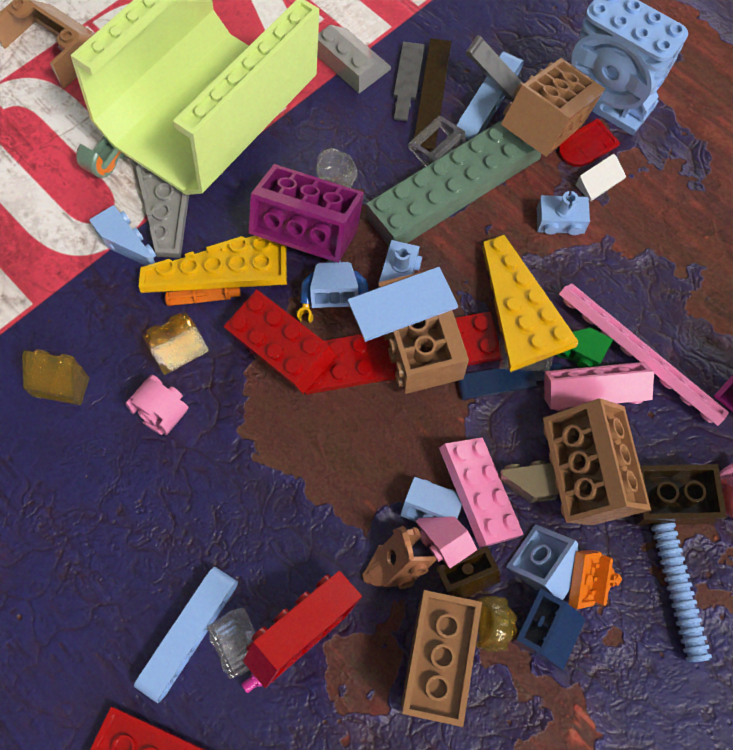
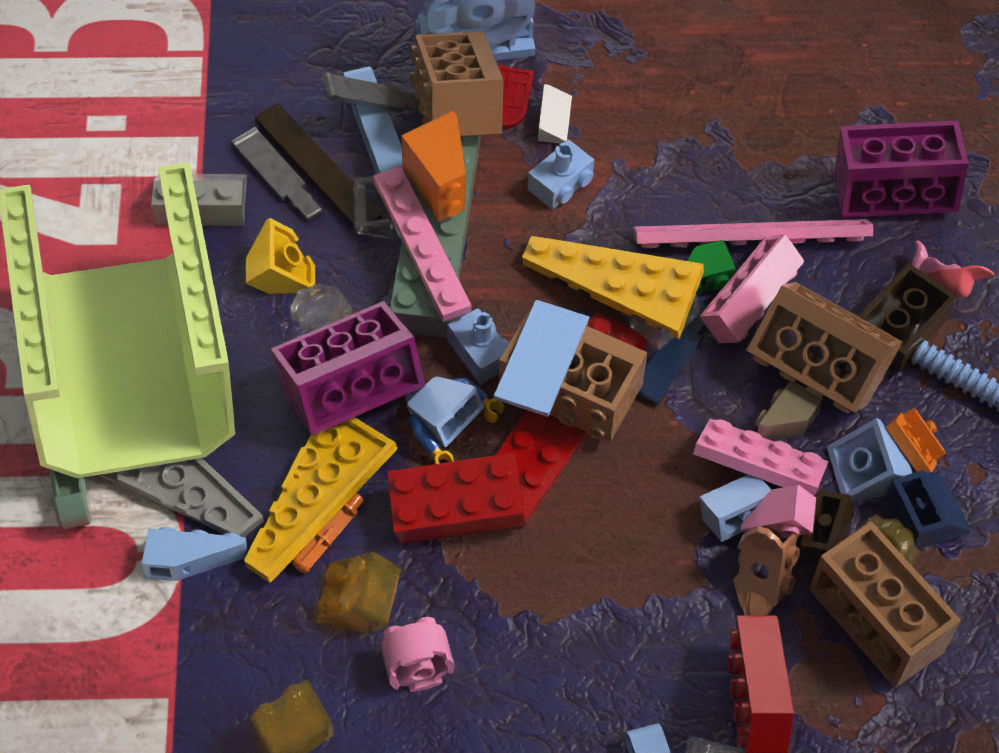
camera: 50 degrees left, 10 degrees down
(348, 126) = (277, 263): none -> yellow slope
(425, 181) = (422, 244): none -> bright pink plate
(482, 140) = (436, 165): none -> orange slope

